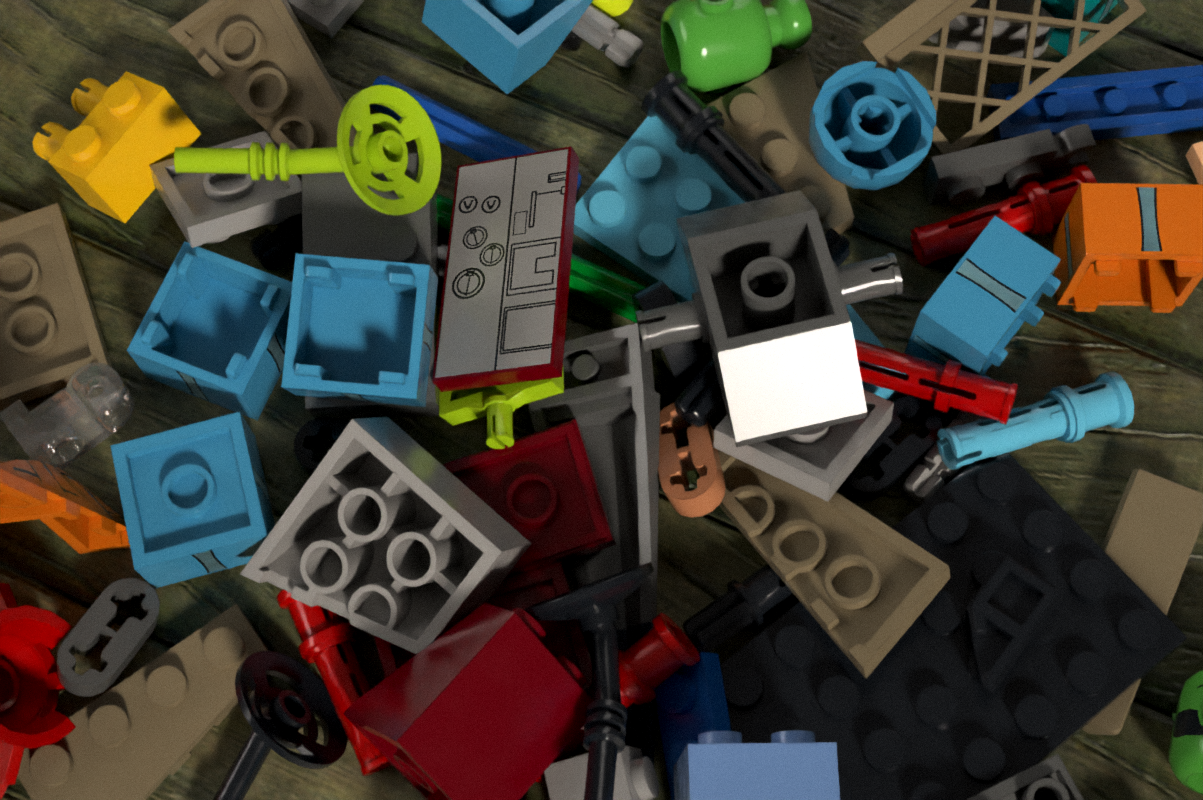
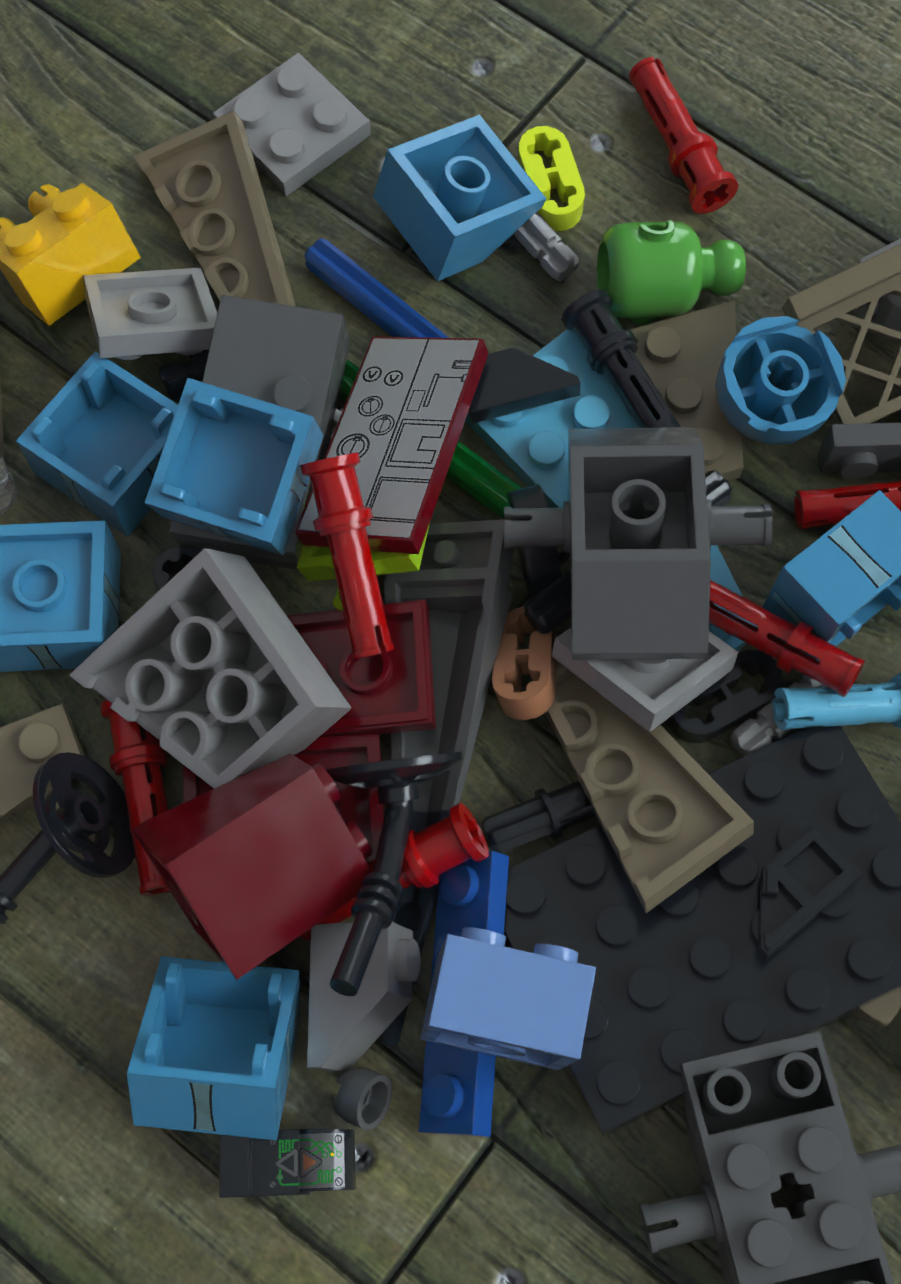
camera: 10 degrees right, 0 degrees up
(367, 157) = (271, 309): lime dish -> none
(483, 364) = (344, 523): none -> red pin
(616, 180) = (519, 382): none -> black tile

